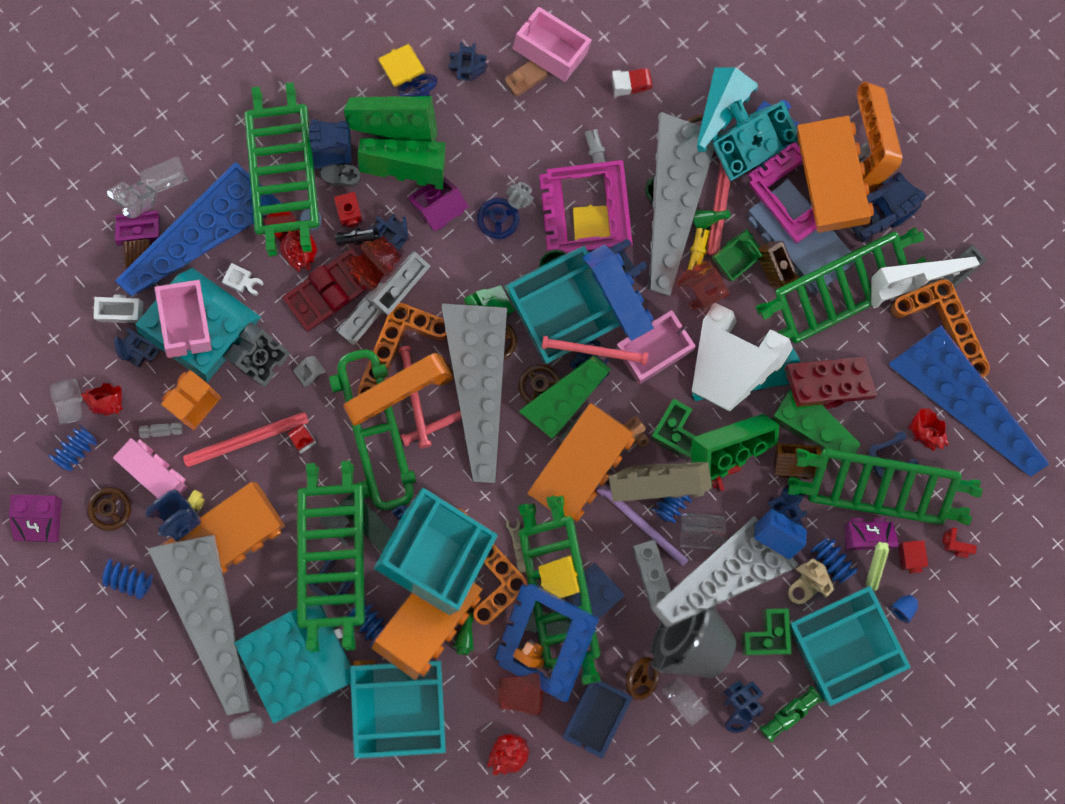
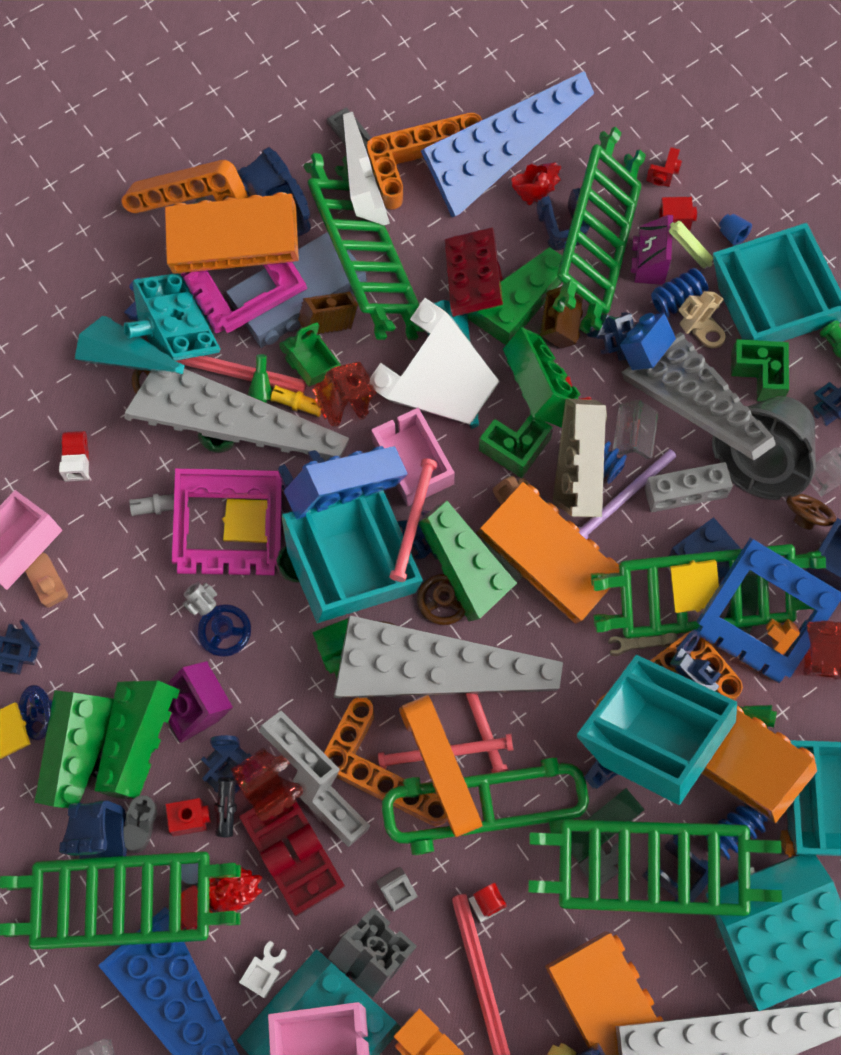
camera: 80 degrees left, 10 degrees down
(490, 579) = (694, 669): none -> dark blue piece

